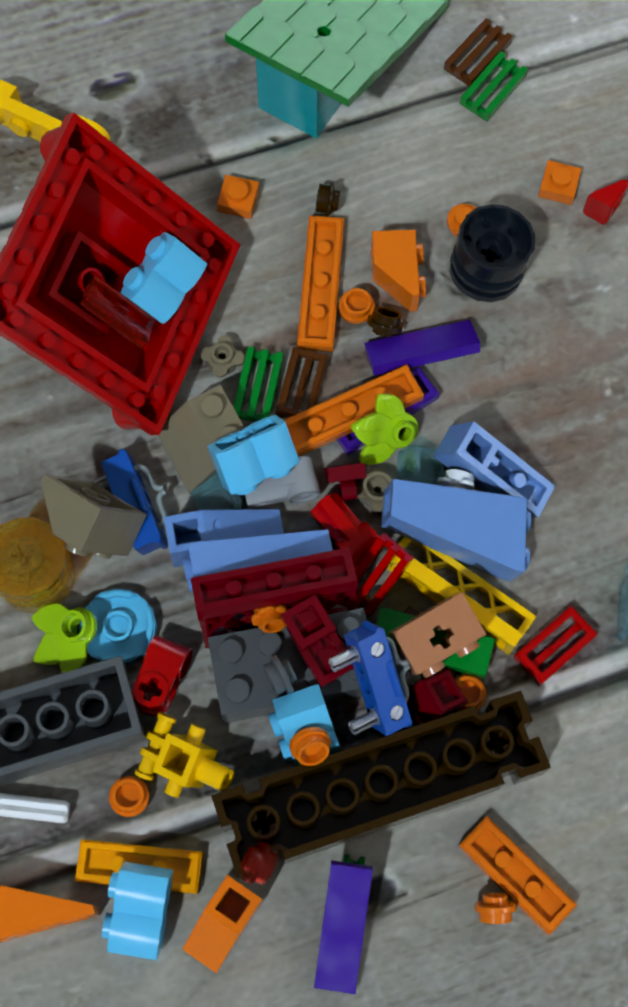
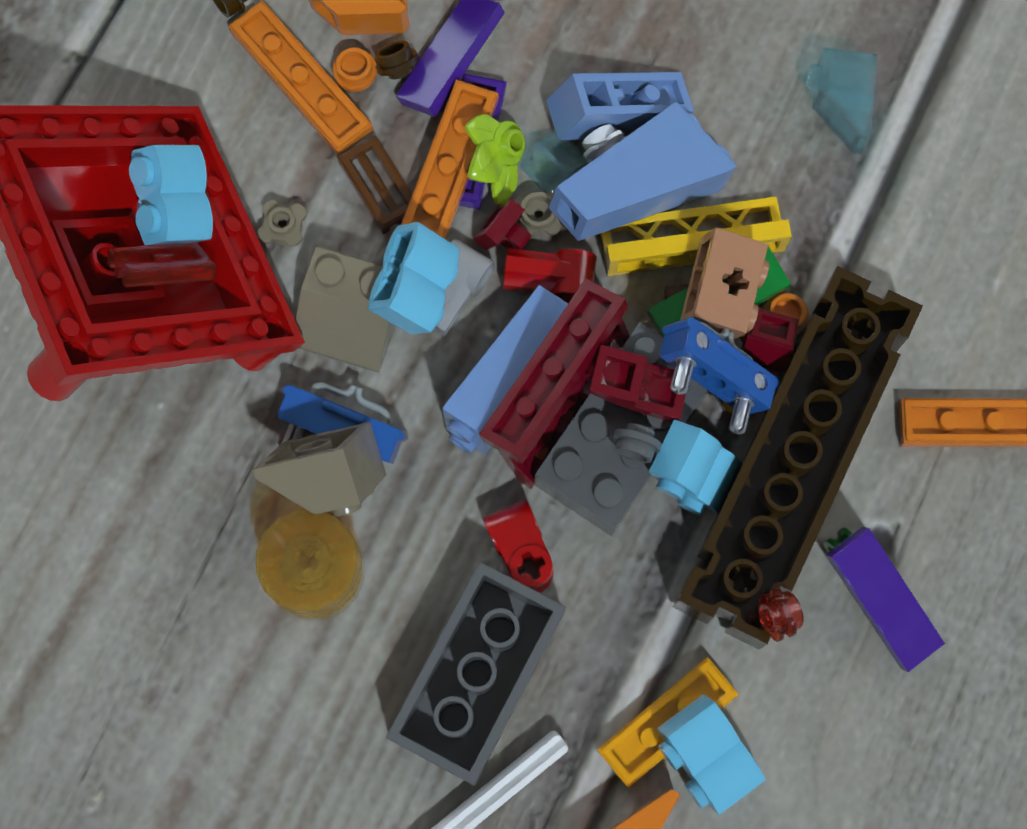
camera: 45 degrees left, 5 degrees up
(61, 640) = (403, 603): lime plate -> none
(123, 626) = (438, 545): medium azure tile -> none
(129, 796) = (599, 674): orange plate -> none
(181, 759) = (618, 598): yellow piece -> none
(214, 497) = (408, 354): clear light blue slope -> none
(217, 525) = (433, 384): medium blue slope -> none
(222, 923) = (788, 694): orange slope -> none
(238, 196) = (143, 66): orange plate -> none
(263, 357) = (320, 190): green tile -> none
(269, 618) = (577, 405): orange plate -> none
(310, 746) = (720, 477): orange plate -> none
(394, 550) = (617, 248): red tile -> none
(495, 908) = (983, 465): orange plate -> none
(531, 666) = (812, 242): red tile -> none

